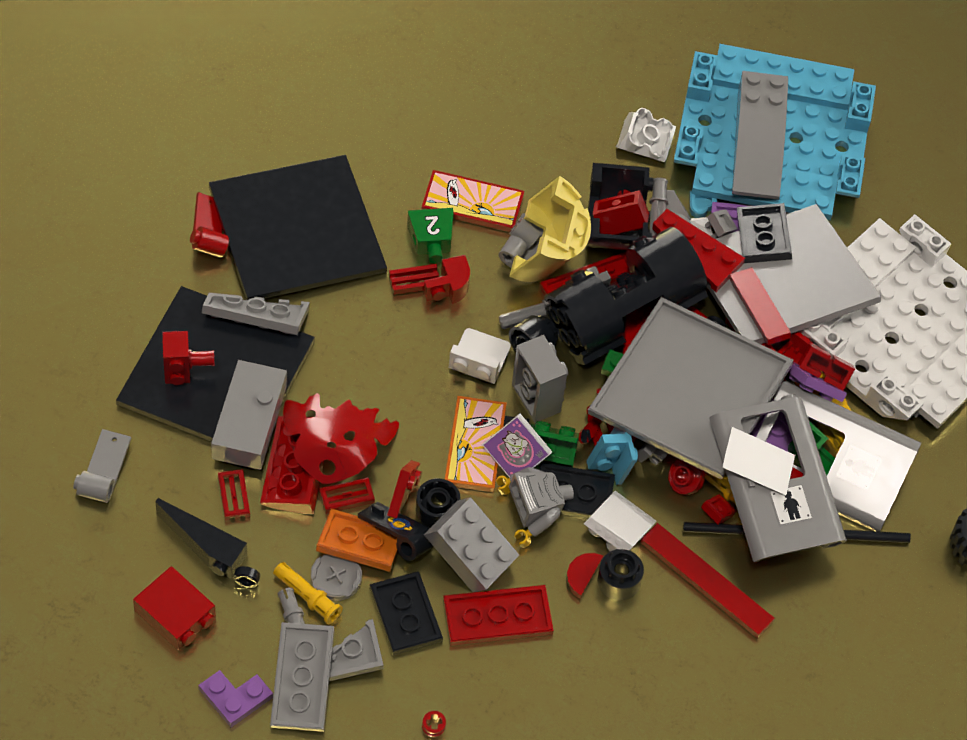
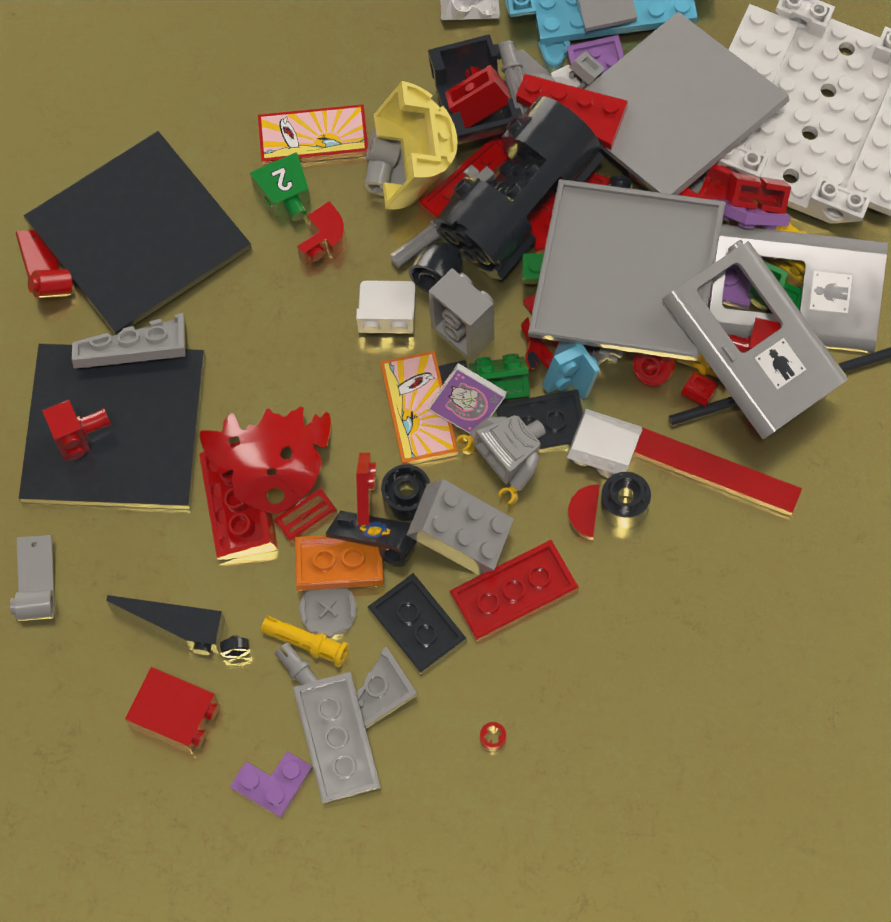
camera: 10 degrees left, 10 degrees up
(235, 512) = (196, 578): red tile -> none
(249, 414) = (168, 465): light grey brick -> none
(411, 275) = (281, 244): red tile -> none
(758, 461) = (731, 329): white sticker -> none
(760, 306) = (665, 151): tile -> none
(764, 233) = (636, 64): tile -> none

